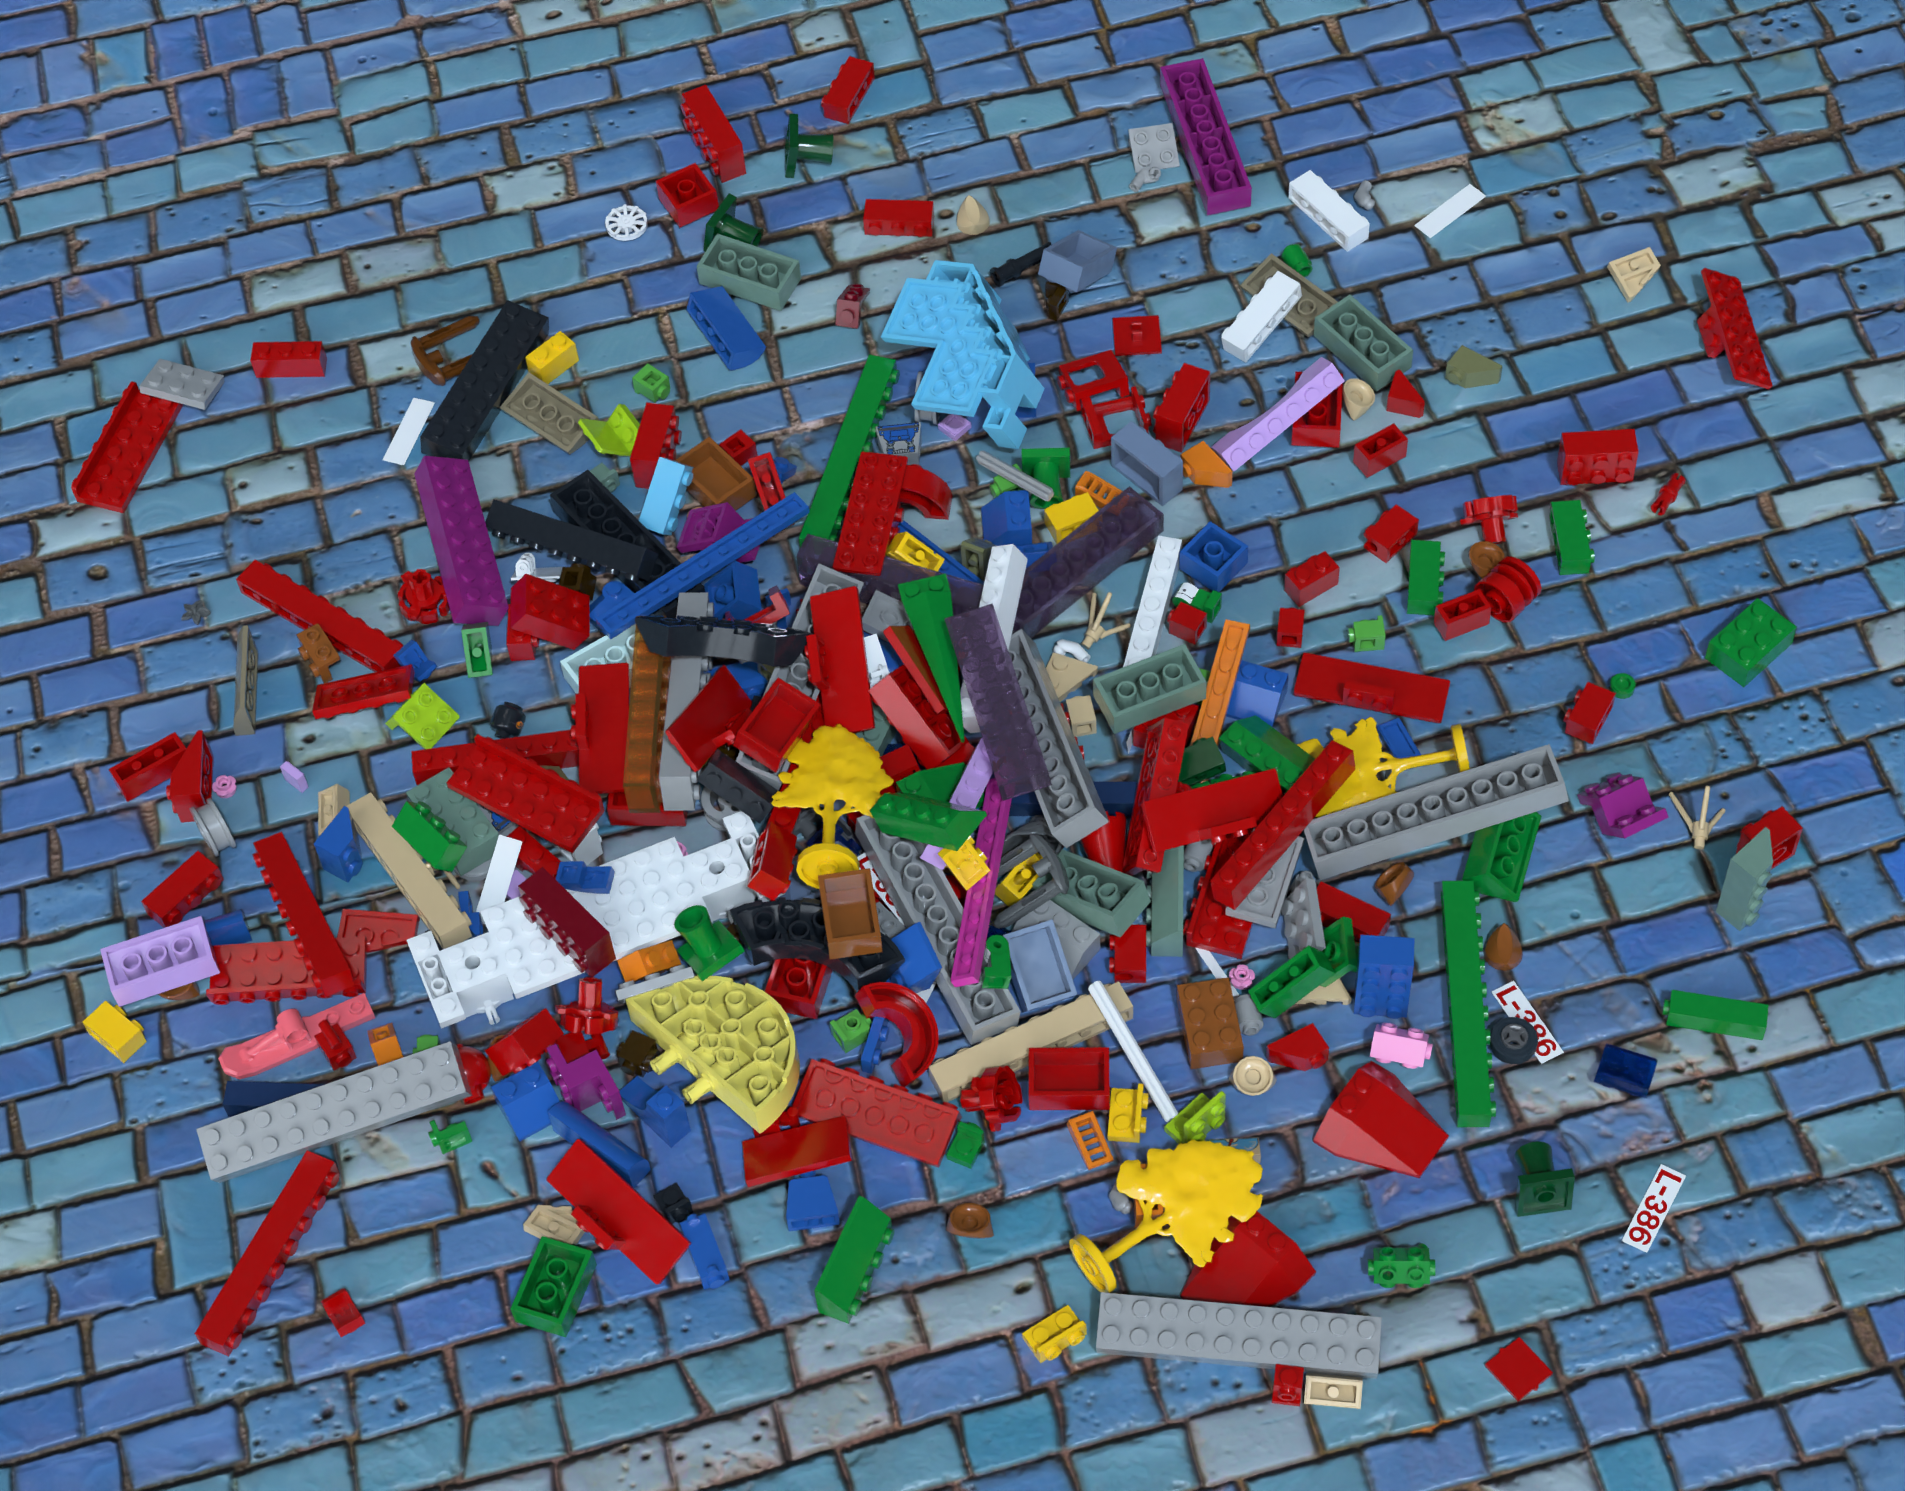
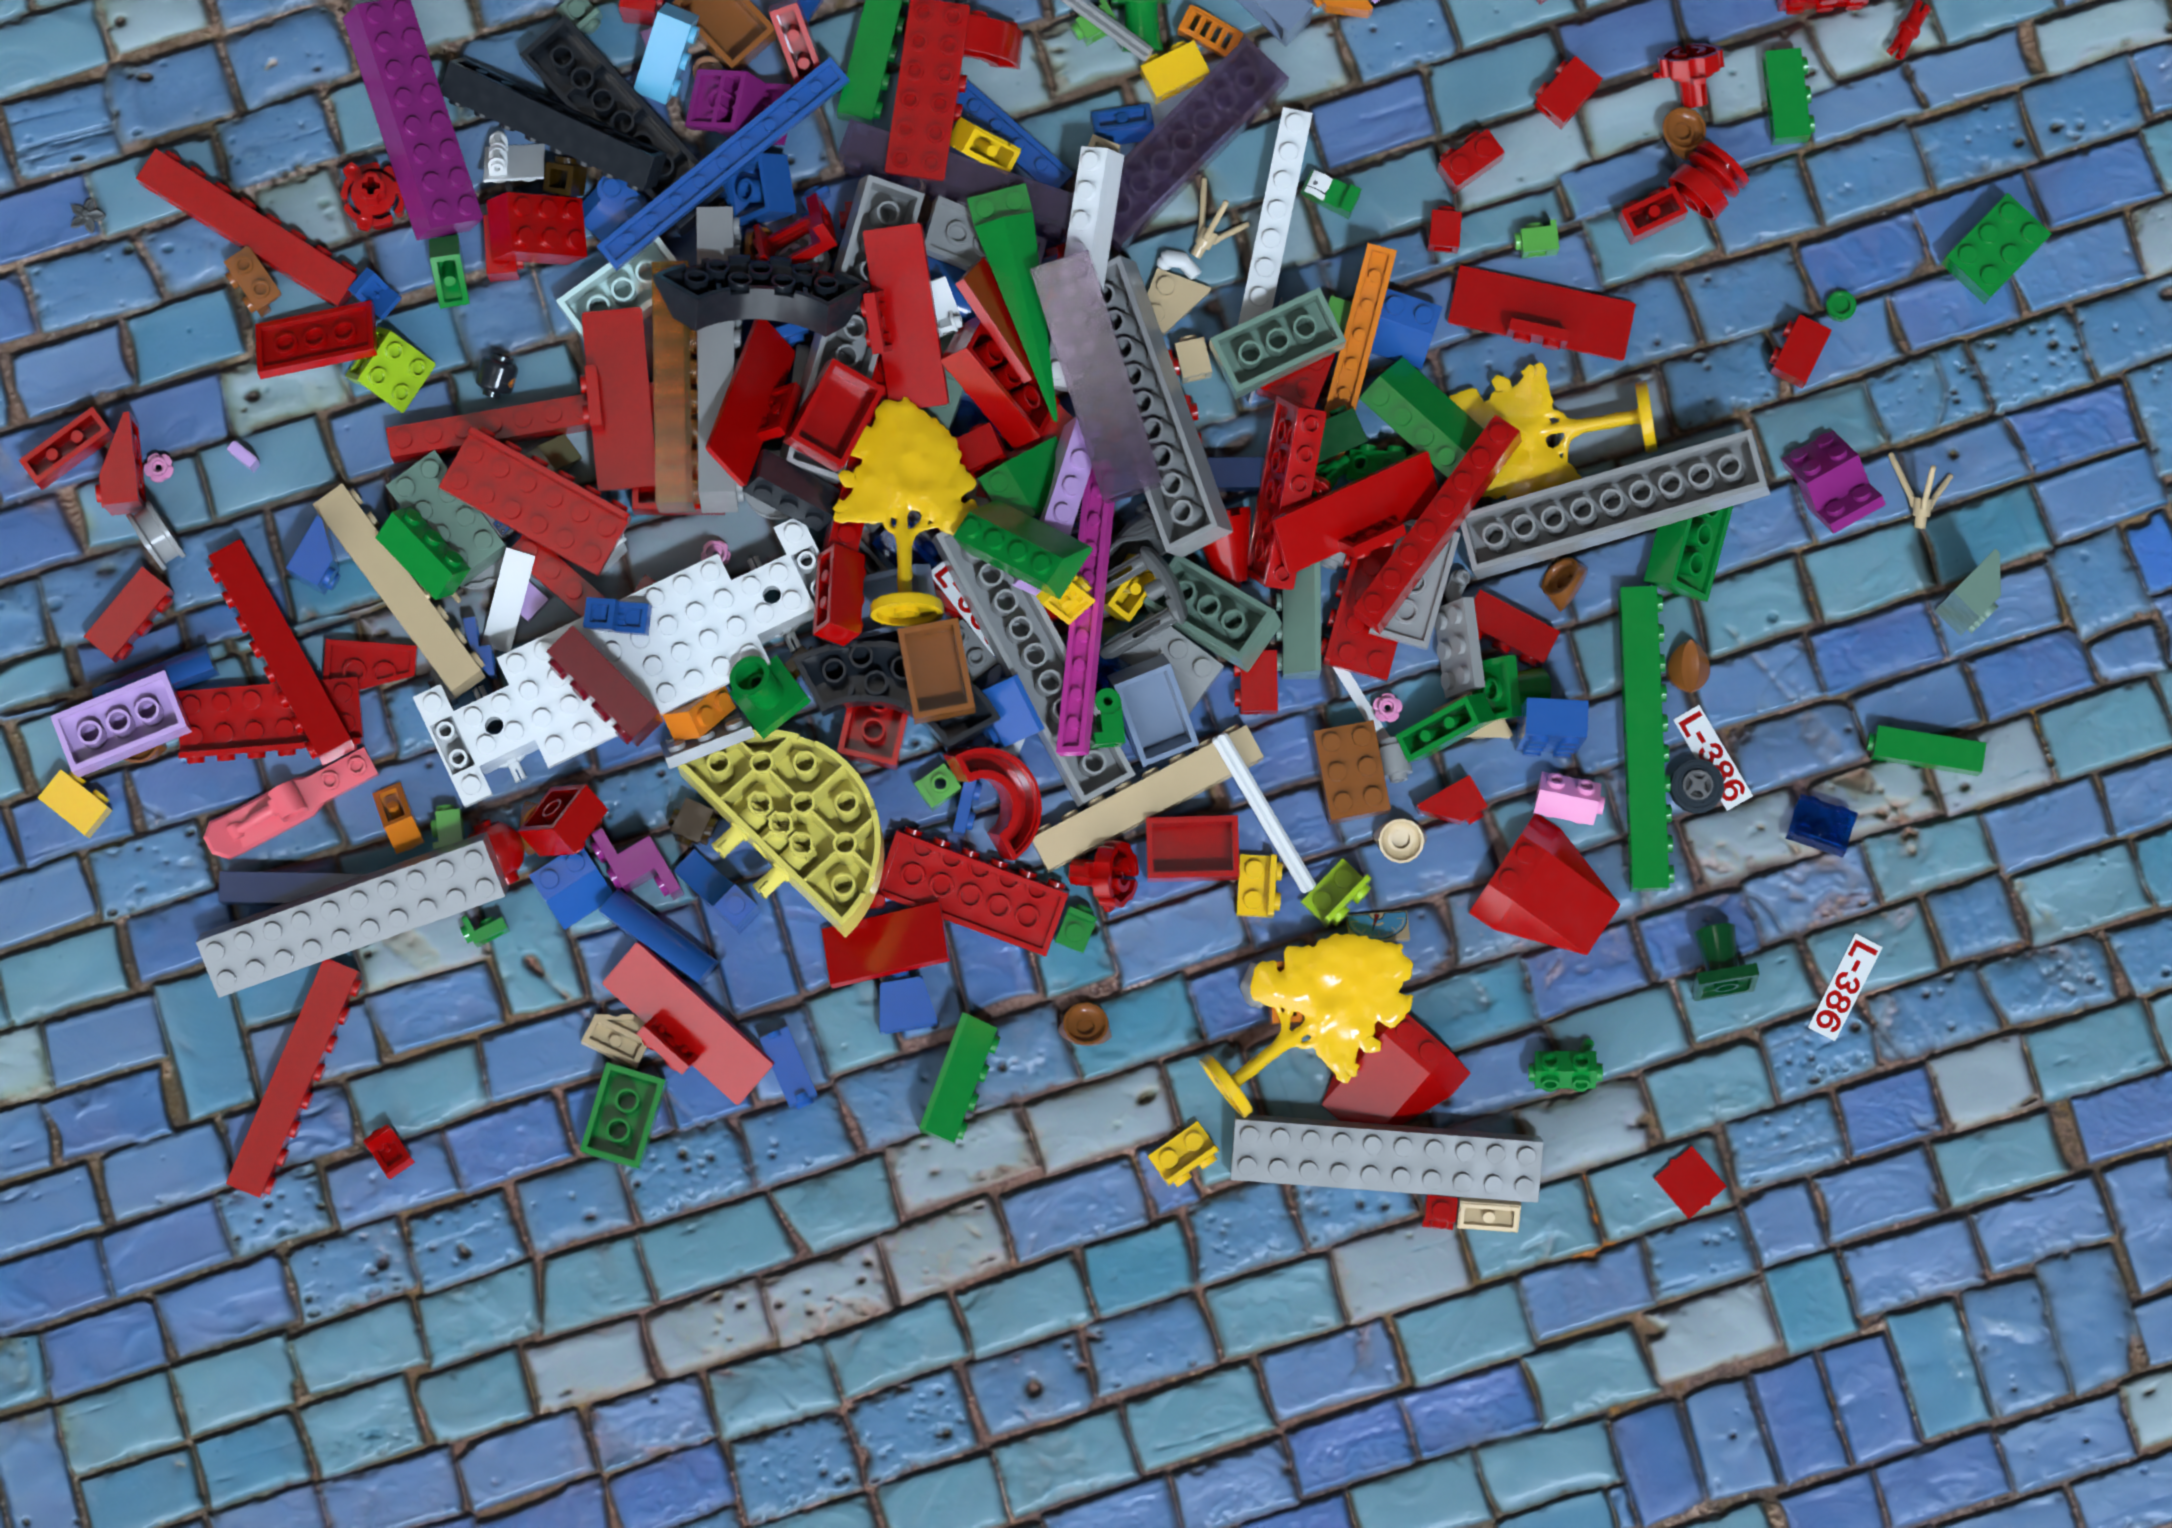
camera: 10 degrees left, 25 degrees up
(245, 684) = (166, 327): dark tan slope -> none
(330, 803) = (295, 498): tan slope -> none
(334, 1045) = (339, 819): red brick -> none
(574, 1046) = (622, 820): red brick -> none
(589, 1012) = (631, 774): red piece -> none
(673, 1204) = (748, 1007): black bracket -> none
(976, 556) = (1061, 132): olive slope -> none
(1008, 519) = (1093, 77): blue slope -> none
(1082, 1120) = (1221, 903): orange slope -> none
(1187, 622) = (1318, 225): red brick -> none
(1213, 557) = (1350, 133): blue brick -> none
(1397, 739) = (1572, 389): blue tile -> none
(1425, 577) = (1608, 156): green brick -> none
(1783, 832) = (2003, 527): red brick -> none

